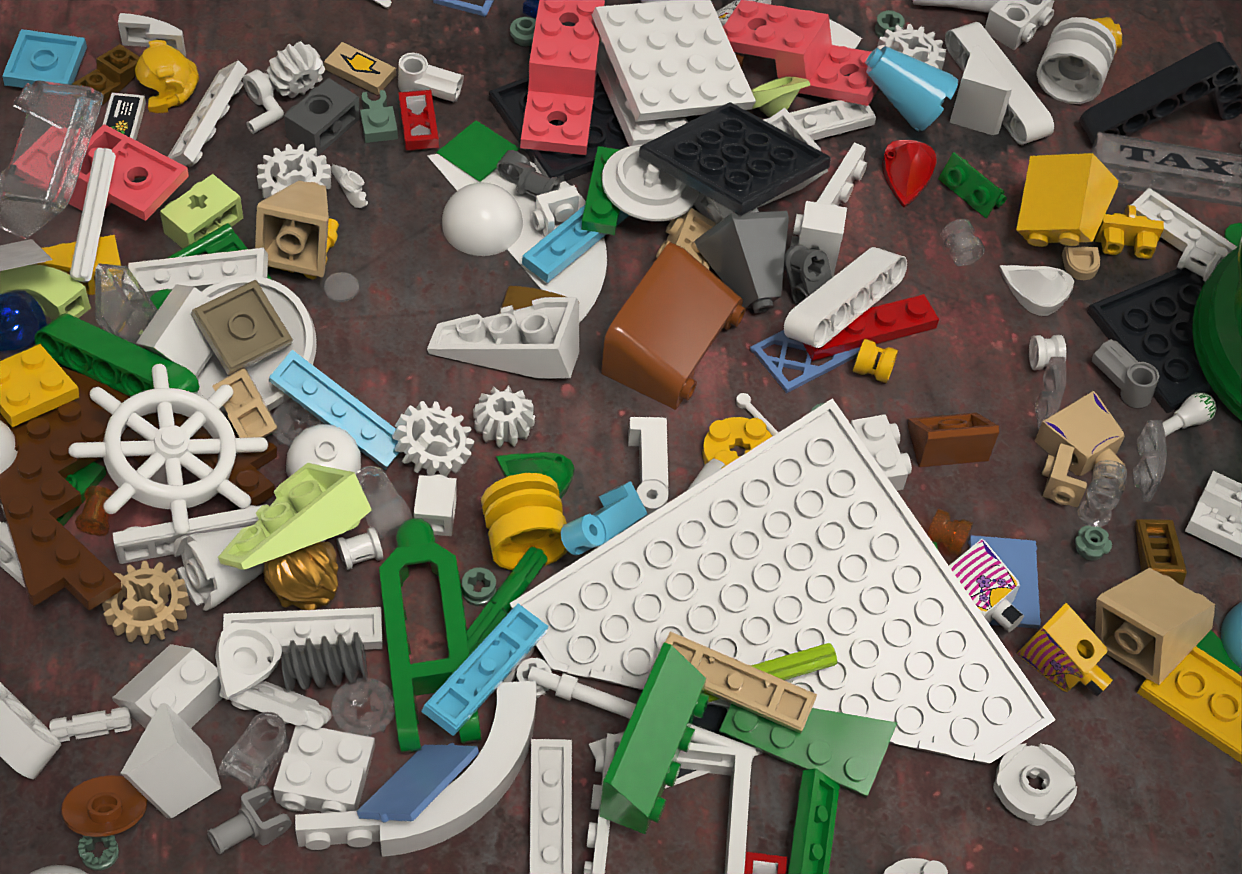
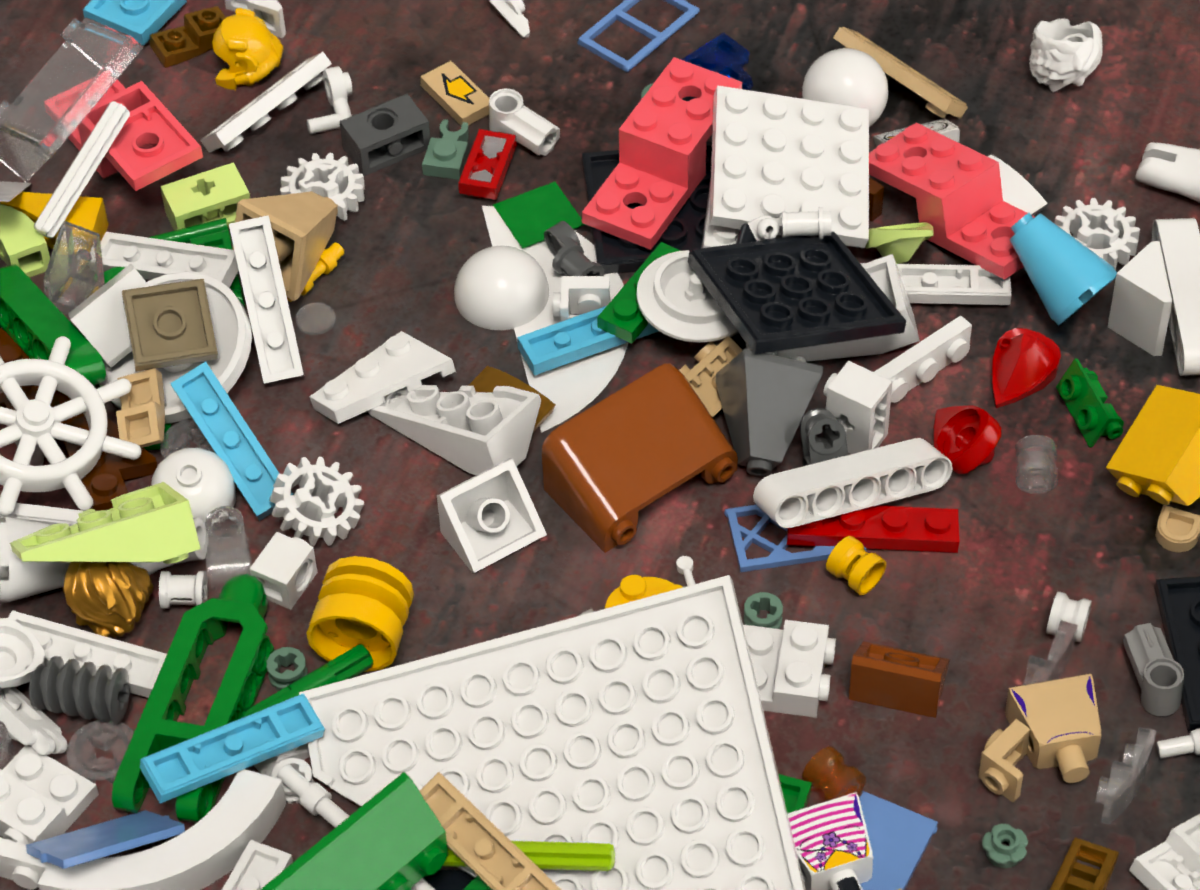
camera: 30 degrees right, 5 degrees down
(125, 113) = (184, 84): tile -> none
(295, 69) = (379, 76): white gear -> none
(310, 281) = (266, 299): none -> white plate
(351, 185) = (382, 214): white piece -> none
(424, 318) = (391, 367): none -> white wing
(503, 416) = (405, 500): white gear -> none
(546, 463) = (427, 571): green piece -> none
(579, 410) = (489, 516): none -> white slope
(620, 511) = (412, 642): medium azure leg -> none
(651, 437) = (550, 580): white leg -> none
(676, 117) = (758, 230): none -> white arm
(713, 100) = (806, 223): none -> white pin
(888, 18) = (1092, 188): sand green bush -> none
(901, 233) = (966, 436): none -> red piece
(1038, 288) = (1107, 543): white piece -> none
(1109, 489) = (1037, 776): clear connector -> none

